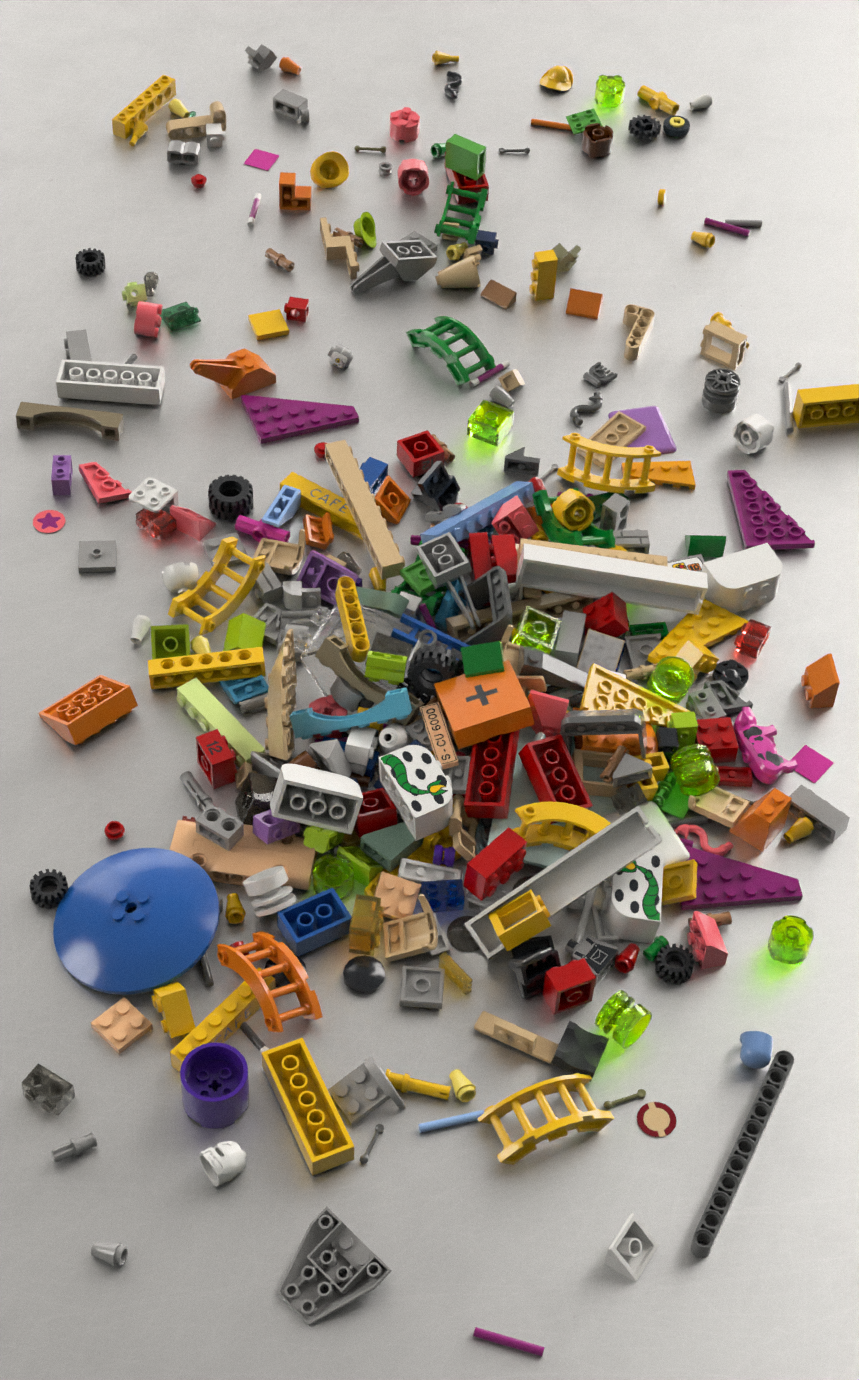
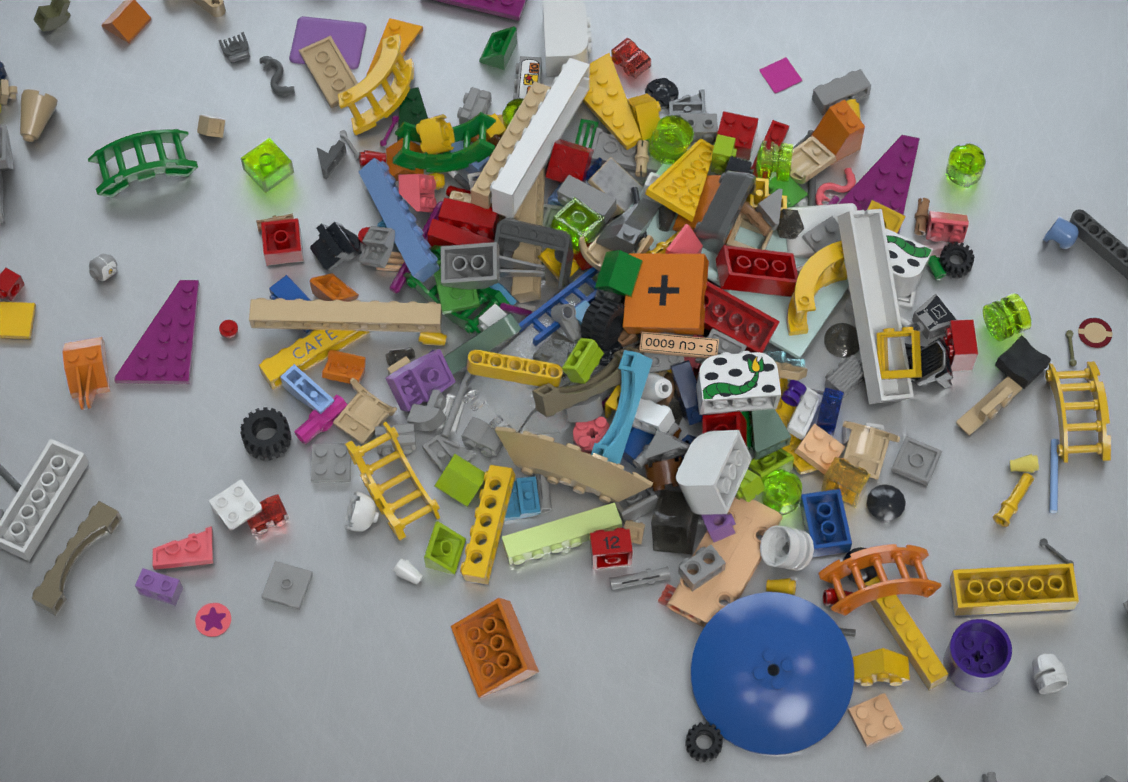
camera: 65 degrees left, 15 degrees up
(114, 830) = (654, 665): red plate -> none
(191, 522) = (280, 480): coral slope -> none
(200, 645) = (458, 521): light yellow cone -> none
(252, 1036) = (928, 612): dark grey bar -> none
(364, 1091) = (1008, 540): light grey piece -> none
(455, 973) = (914, 429): clear yellow tile -> none
(459, 937) = (865, 413): clear smoke dish -> none
(489, 373) = (187, 142): magenta bar -> none
(495, 864) = (830, 352): red brick -> none
(499, 294) = (76, 91): medium nougat slope -> none
(501, 396) = (228, 143): light grey cone -> none
(543, 275) = (85, 38): yellow brick -> none
(614, 513) = (441, 103): light grey brick -> none
(627, 958) = (942, 292): red cone -> none
(759, 748) = (765, 105): dark pink animal -> none
(821, 682) = (706, 26): orange slope -> none

